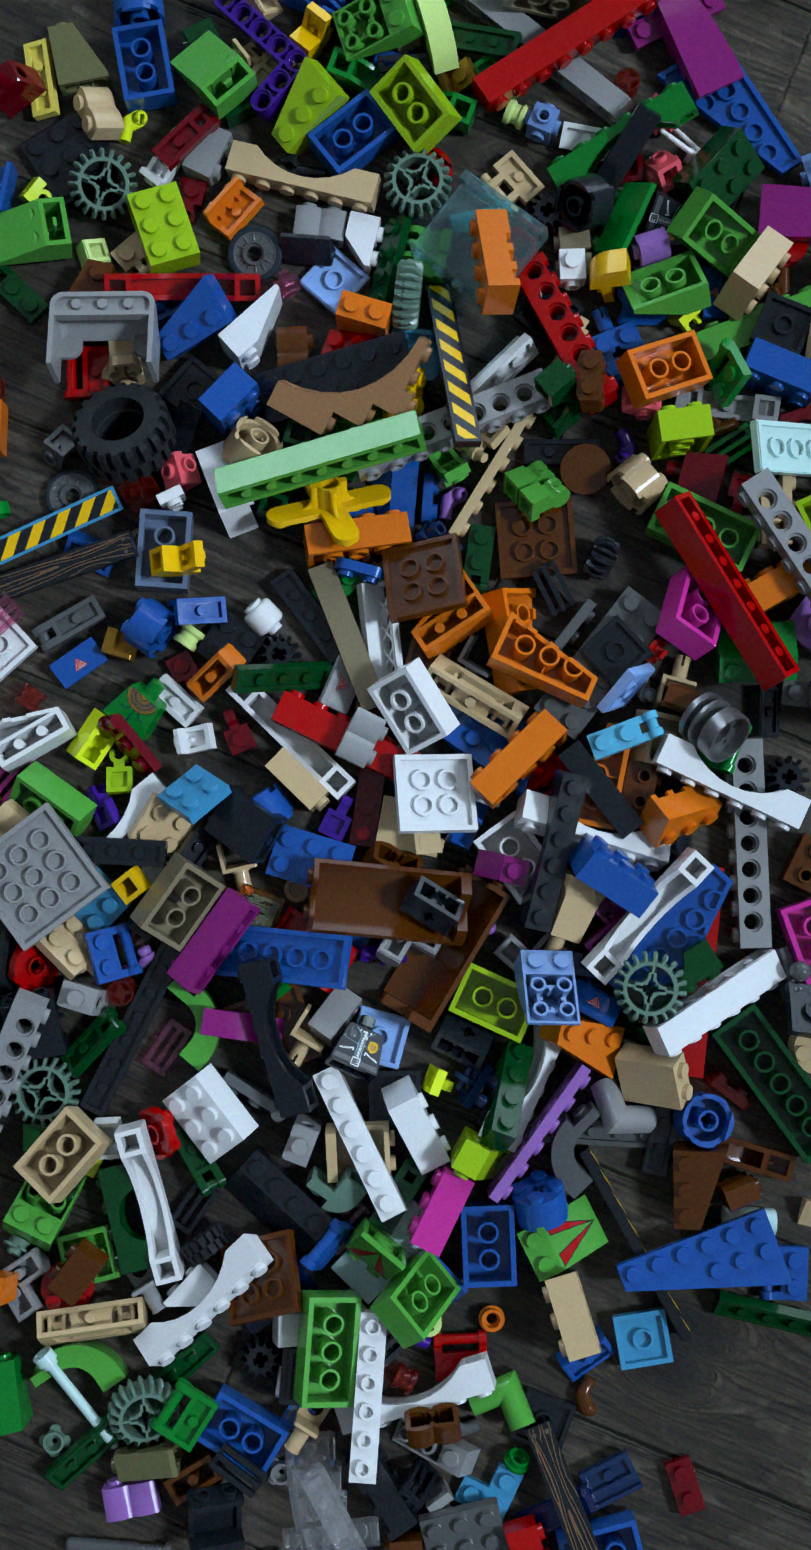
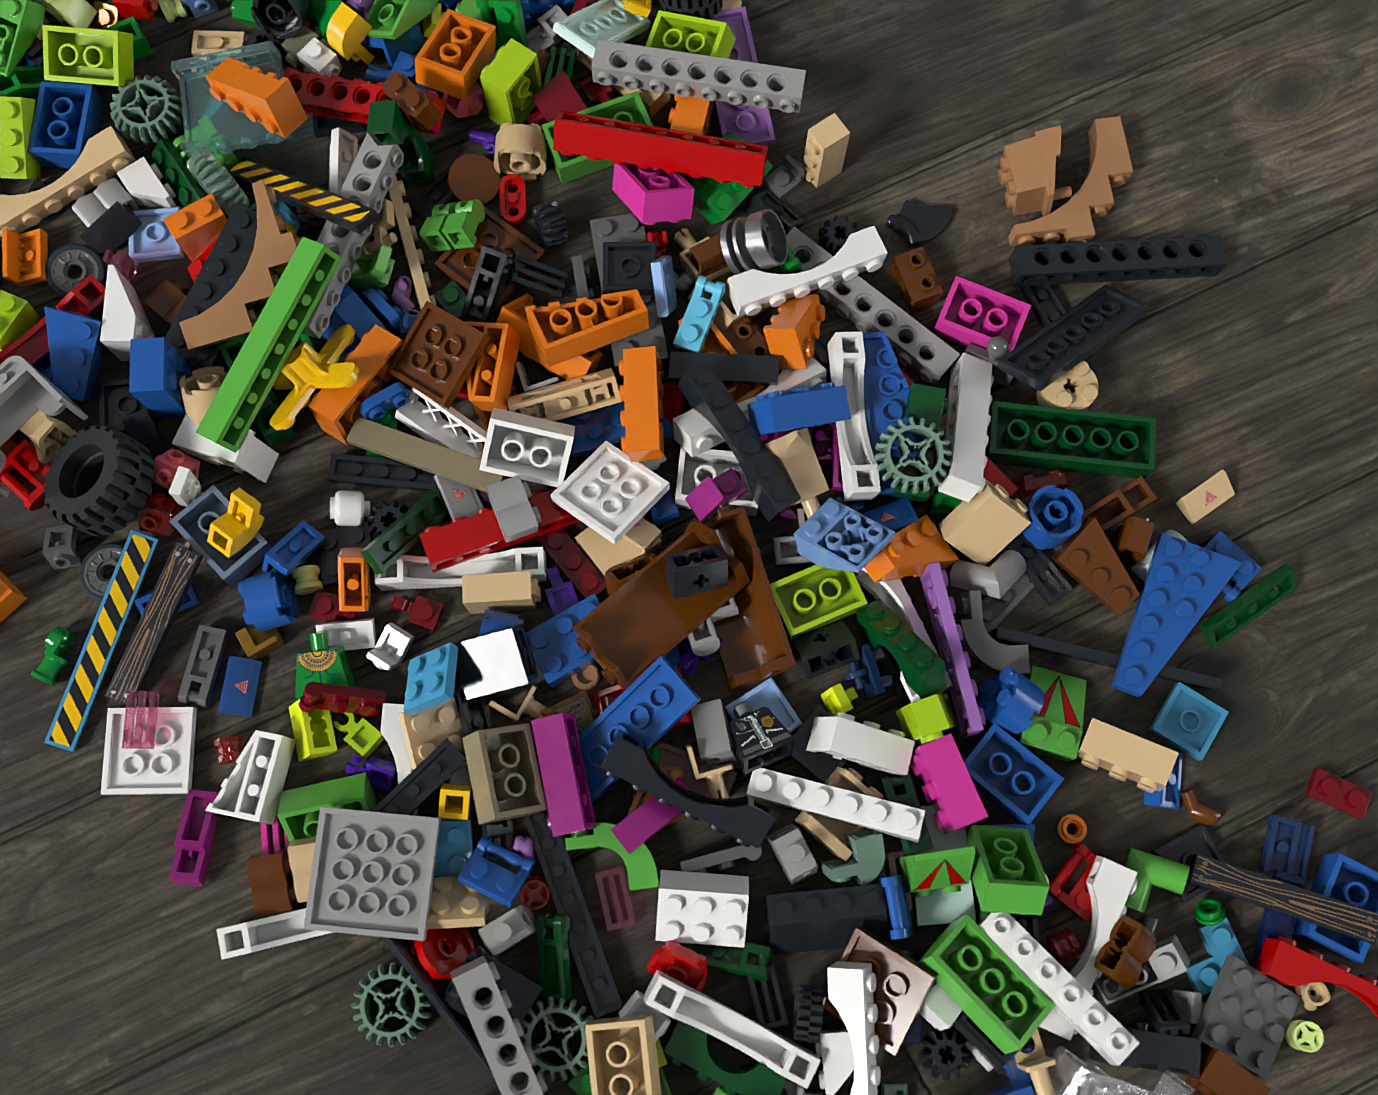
camera: 50 degrees left, 10 degrees down
(510, 559) = (487, 283): none -> black slope
(597, 512) = (514, 201): none -> red plate

